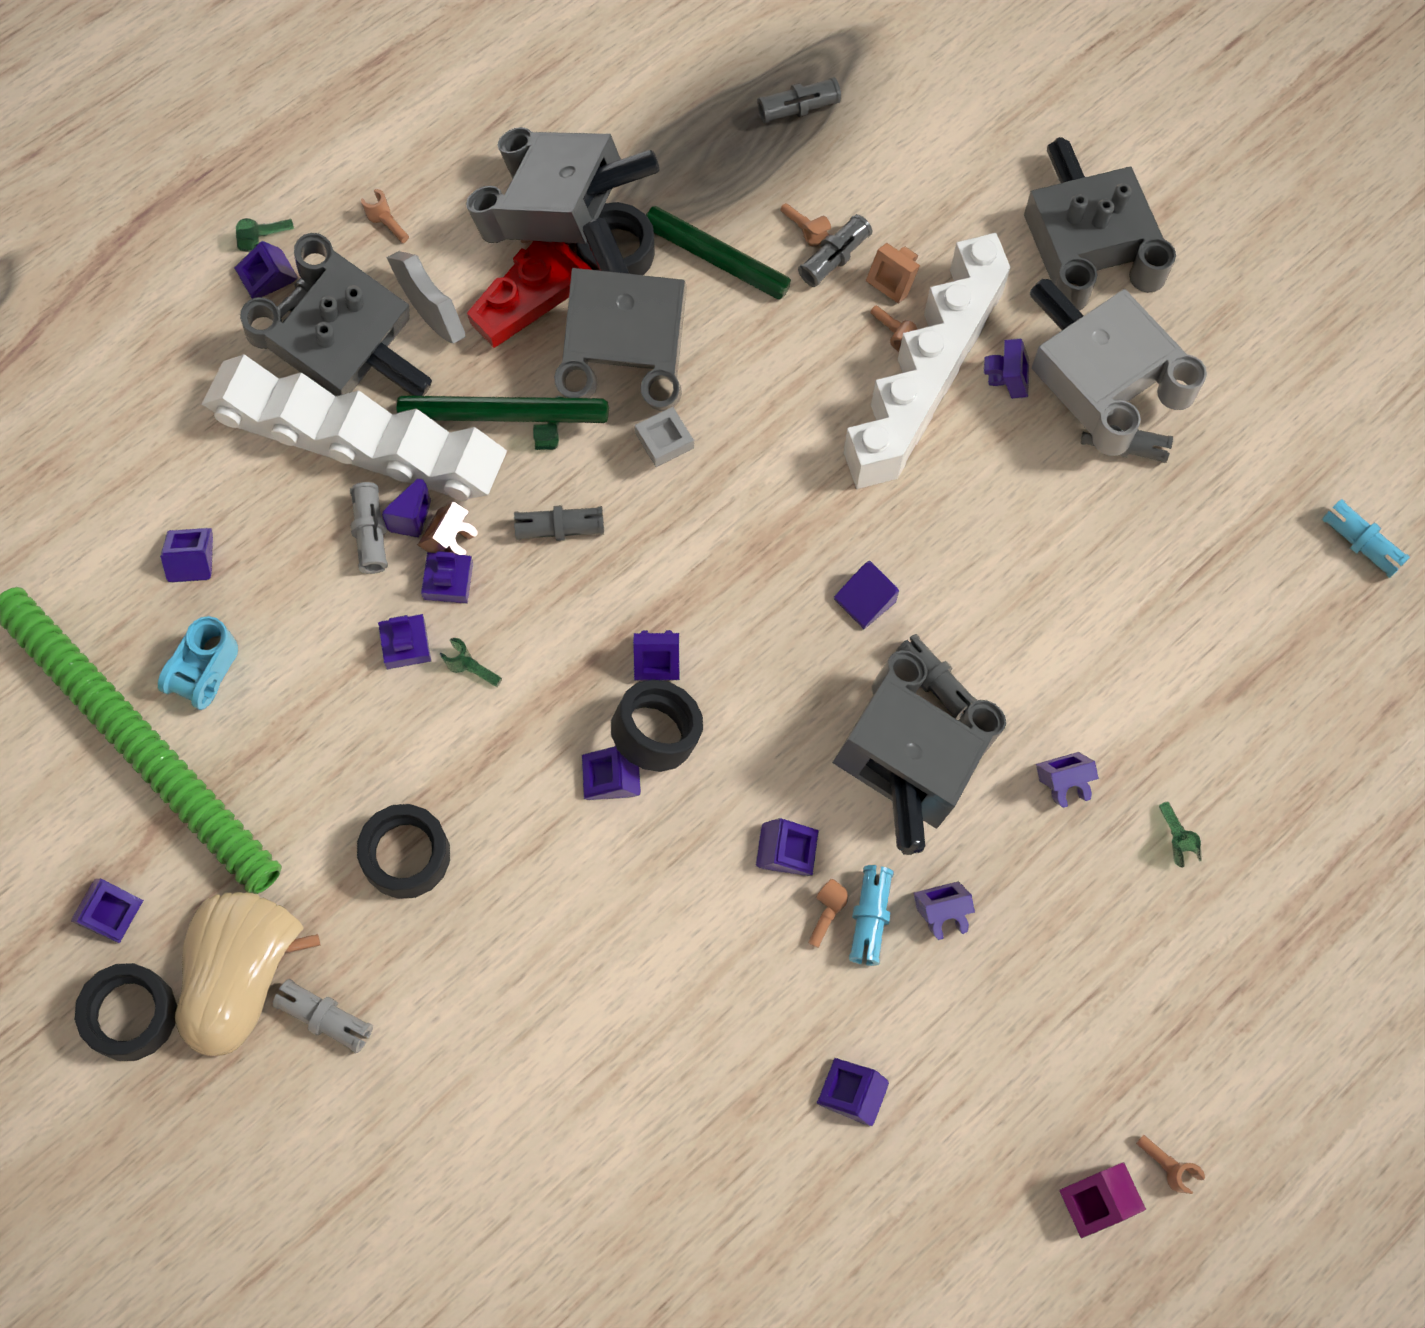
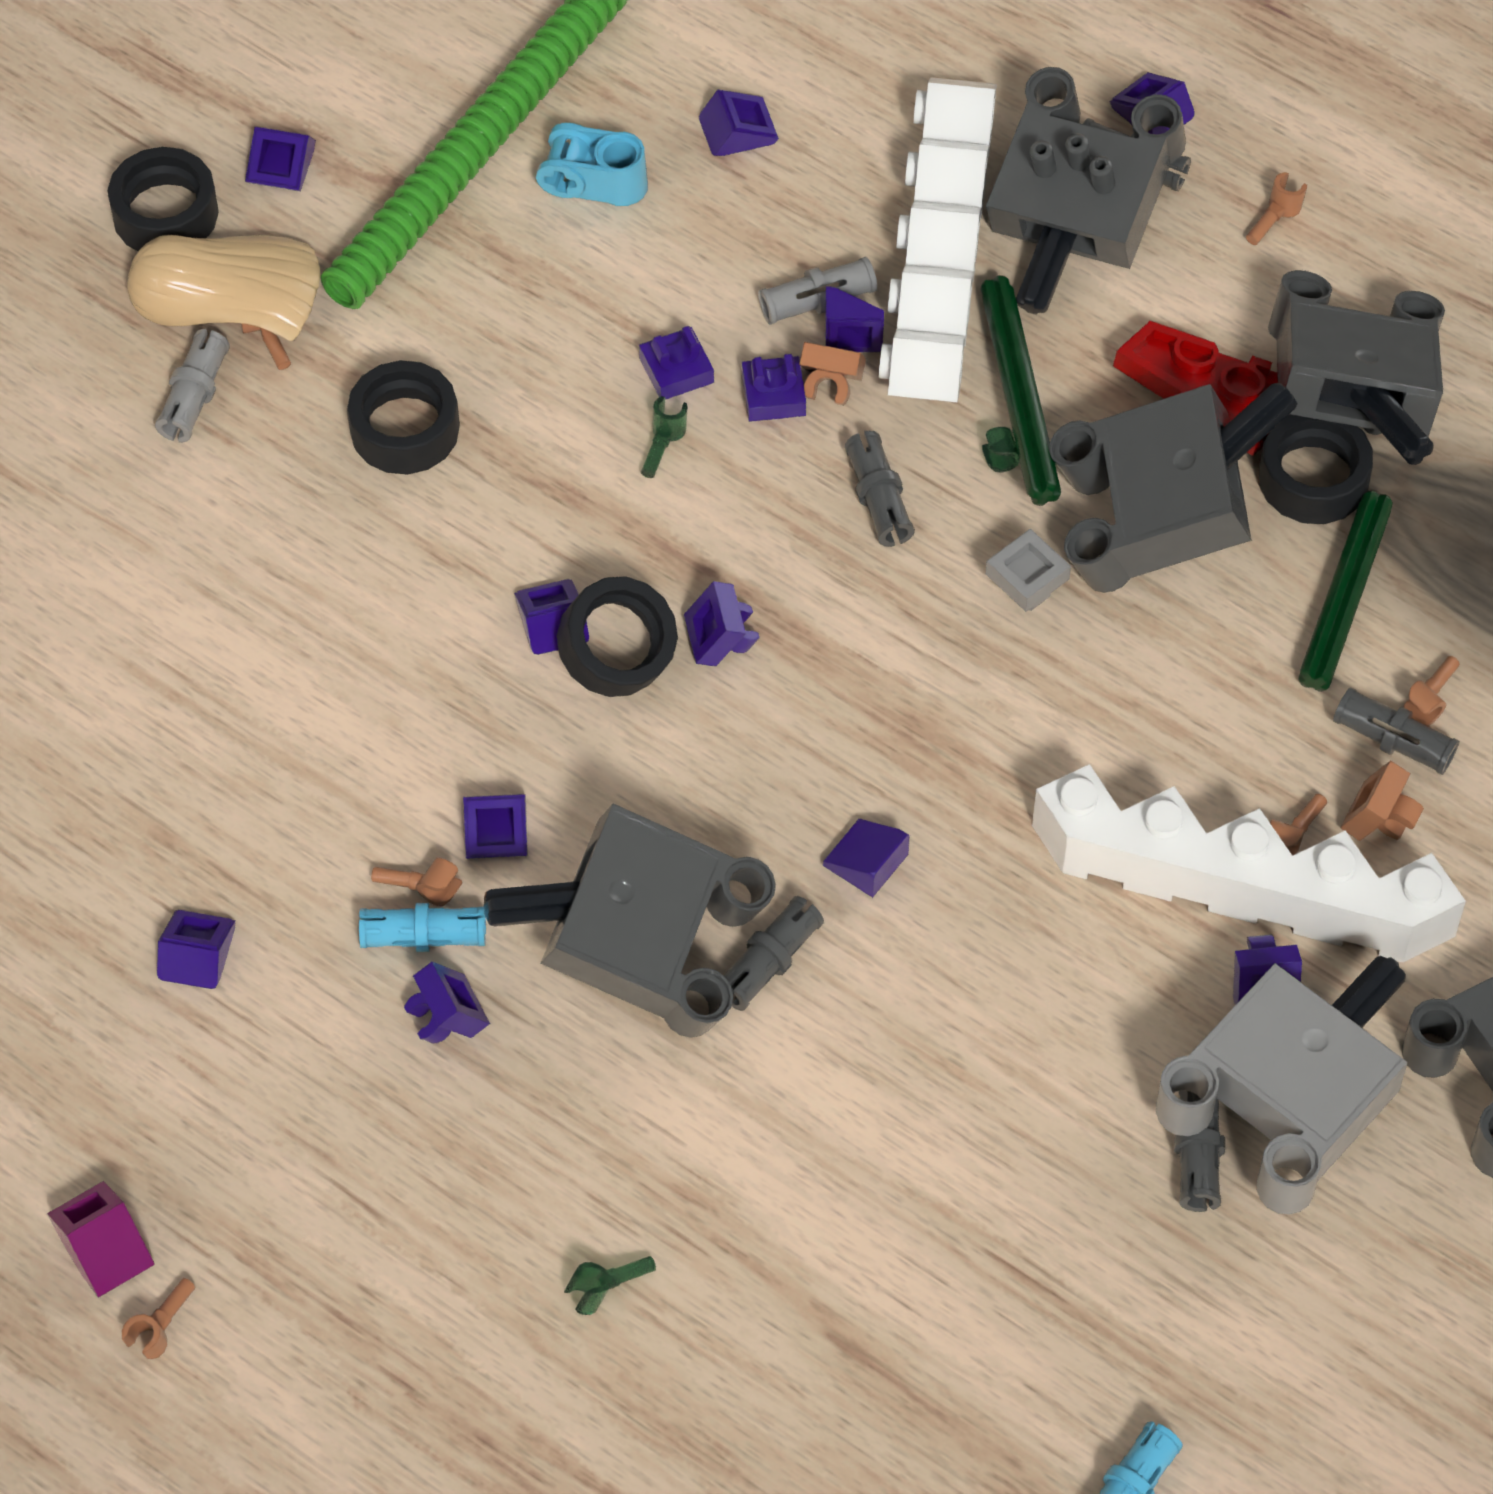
camera: 80 degrees right, 10 degrees down
(249, 231) = (1201, 71): clear green hand -> none
(425, 297) = (1168, 264): light grey tile -> none
(1067, 772) = (663, 1123): tile -> none

